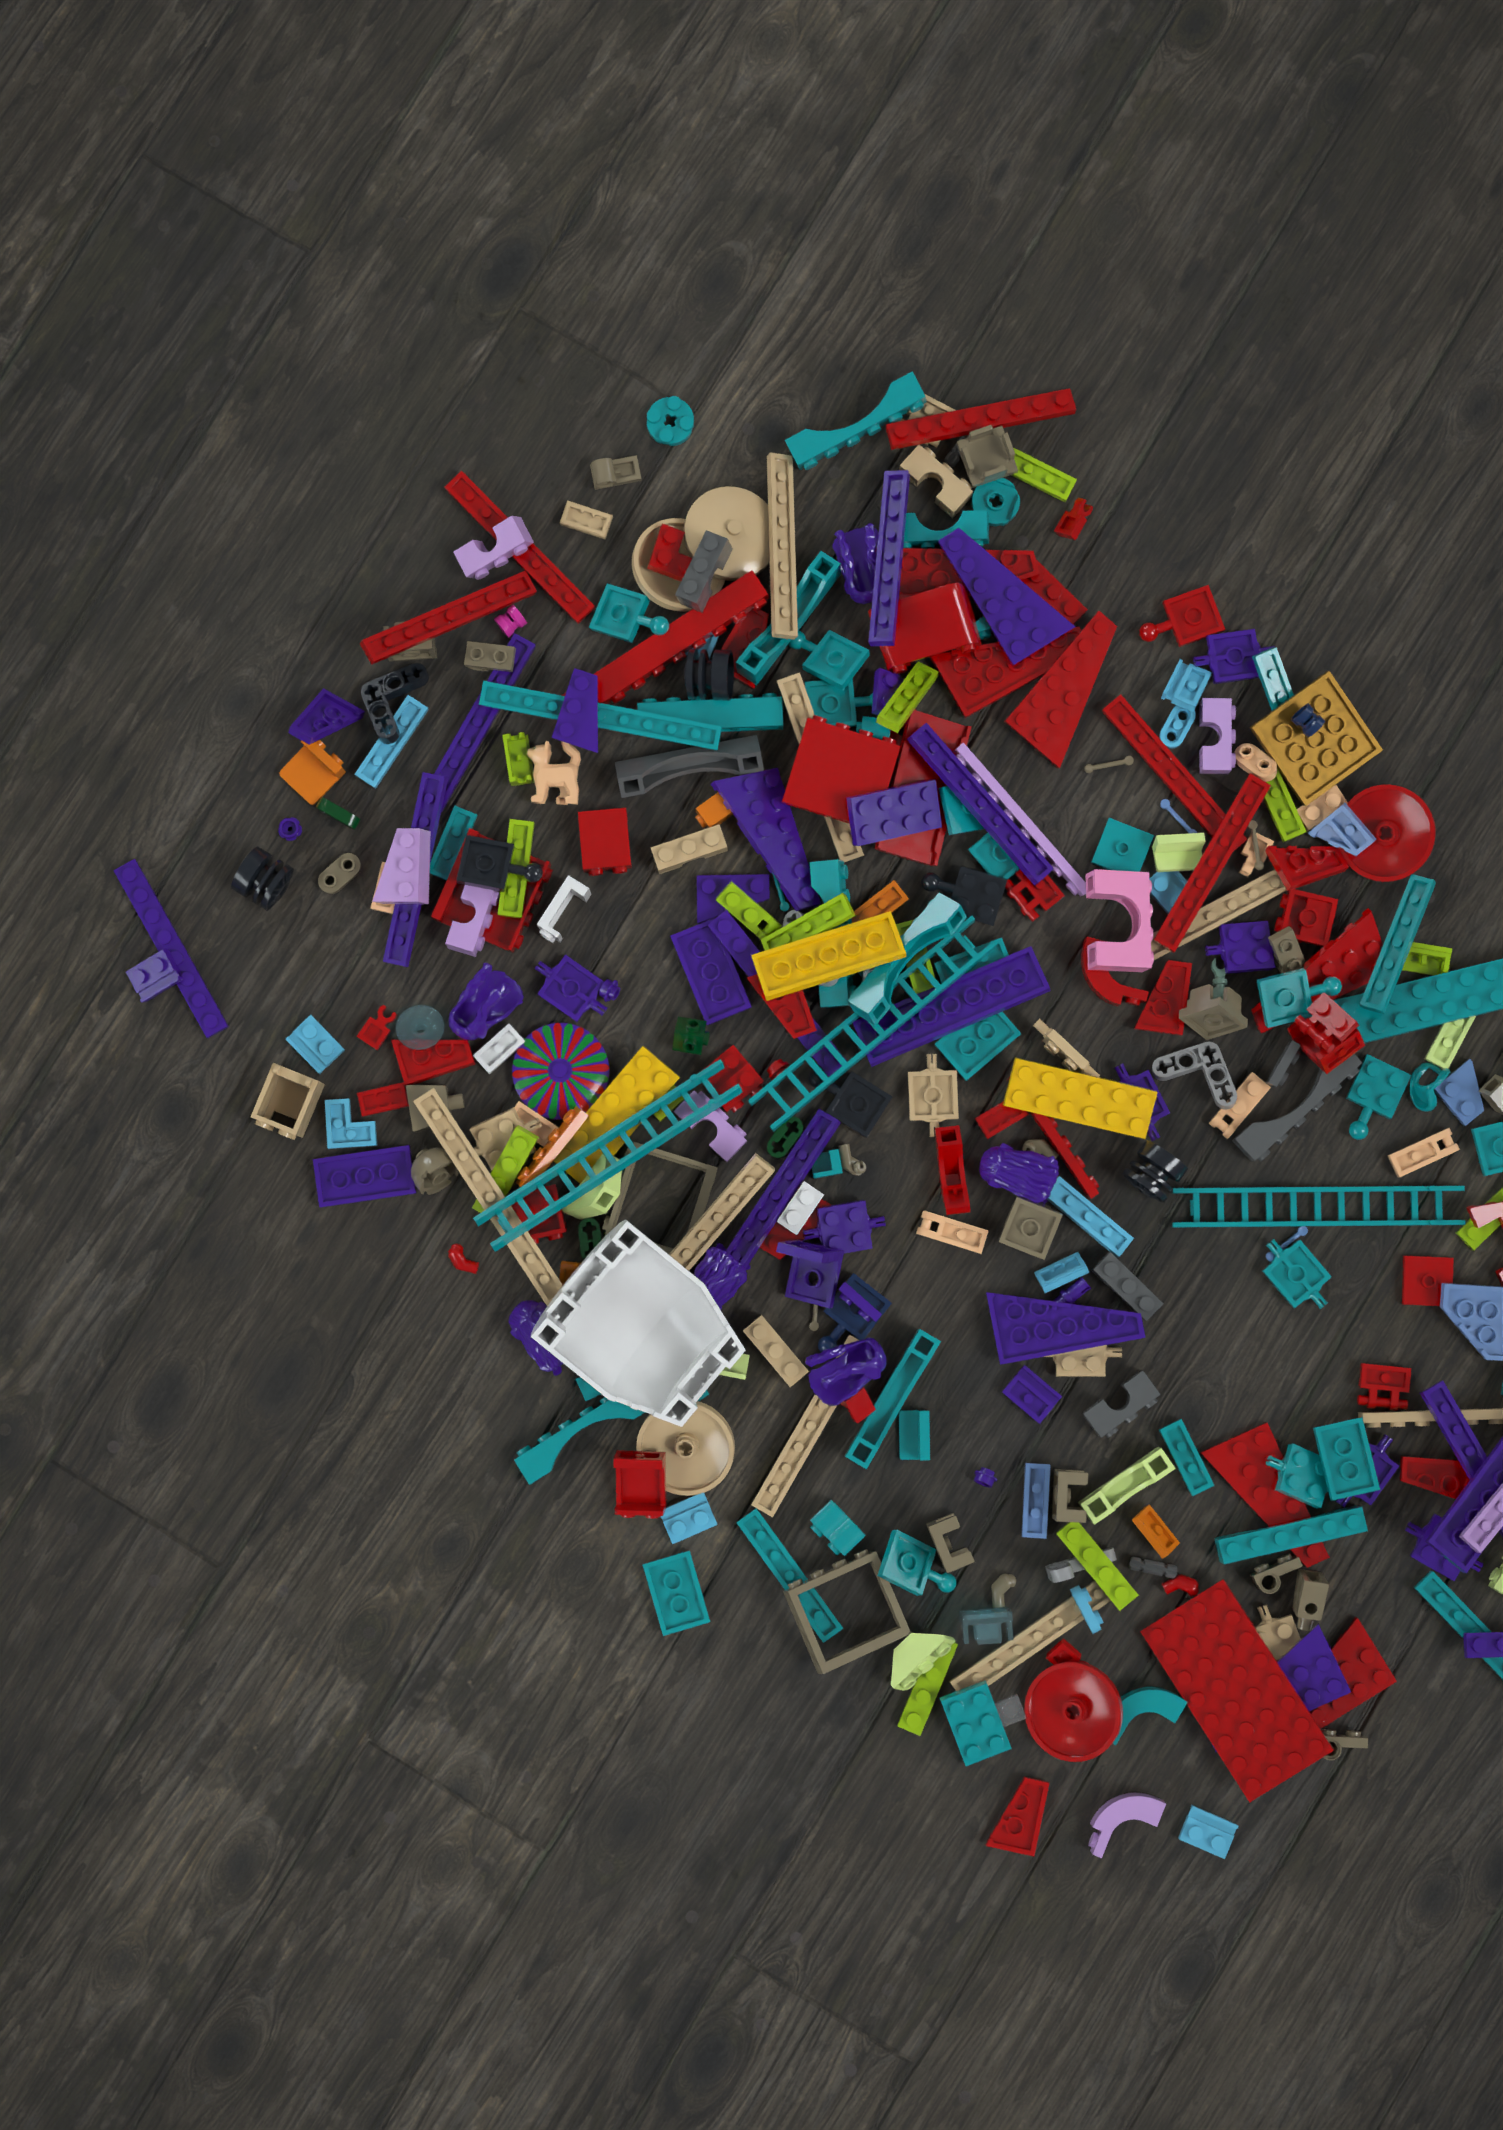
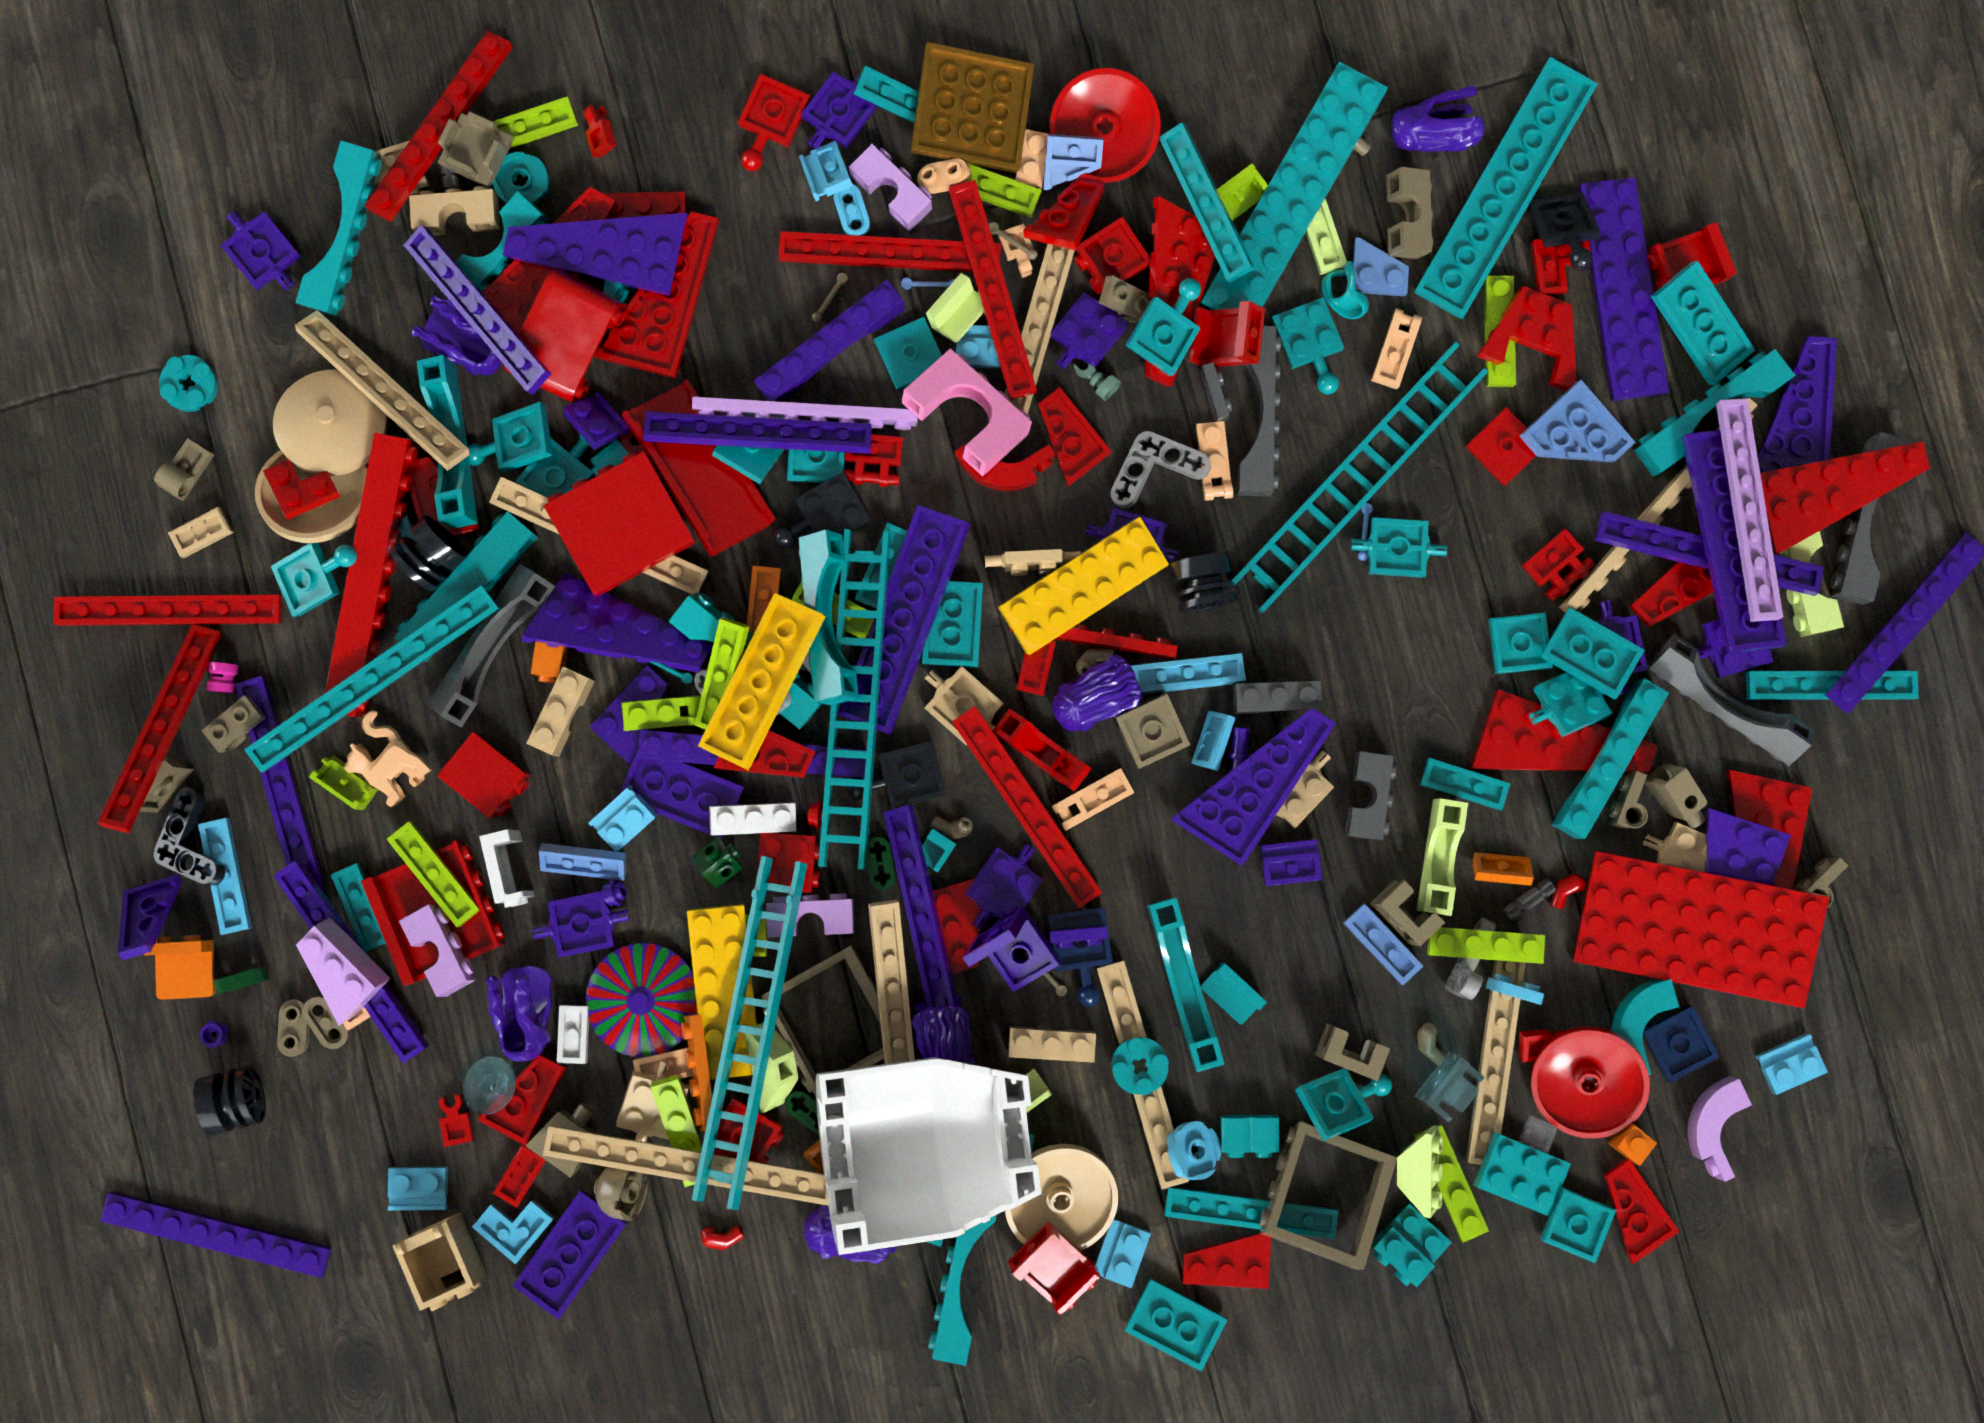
camera: 50 degrees left, 0 degrees up
(154, 975) = (223, 1272): dark purple plate -> none
(362, 889) = (324, 1023): none -> dark tan plate
(488, 863) = (405, 893): black plate -> none
(511, 540) = (152, 612): lavender arch -> none
(579, 712) = (351, 695): dark purple wing -> none
(610, 952) = (582, 861): none -> medium blue plate
(660, 951) = (623, 819): none -> medium azure plate
(696, 584) = (339, 493): dark grey arch -> none
(737, 1031) = (752, 818): none -> white plate
(745, 1592) = (1230, 1264): none -> red wing
(783, 1496) = (1180, 1153): none -> medium azure plate
(795, 384) = (260, 250): none -> dark purple plate
(800, 1208) = (951, 908): white plate -> none
(807, 1430) = (1156, 1064): none -> teal plate
(847, 1373) = (1125, 1002): dark purple hair -> none
(859, 1405) = (1157, 1016): red panel -> none
(864, 1694) = (1410, 1245): none -> teal plate
(894, 812) = (694, 510): dark purple plate -> none
(907, 697) = (609, 407): lime plate -> none
(908, 1195) = (1027, 806): none -> red plate
(977, 1789) = (1578, 1225): none -> teal plate
(985, 1477) = (1323, 968): dark purple plate -> none
(1056, 702) = (735, 289): red wing -> none
(1061, 1775) = (1632, 1144): none -> orange brick
(1101, 796) = (858, 321): none -> dark purple arch
(1152, 1747) = (1679, 1044): none -> dark blue plate
(1213, 1016) = (1121, 410): dark tan panel -> none
(1308, 720) = (950, 97): dark blue wheel -> none
(1309, 1407) = (1519, 642): none -> teal plate
(1332, 1017) = (1217, 312): red plate -> none
(1409, 1626) = (1777, 733): none -> dark grey arch

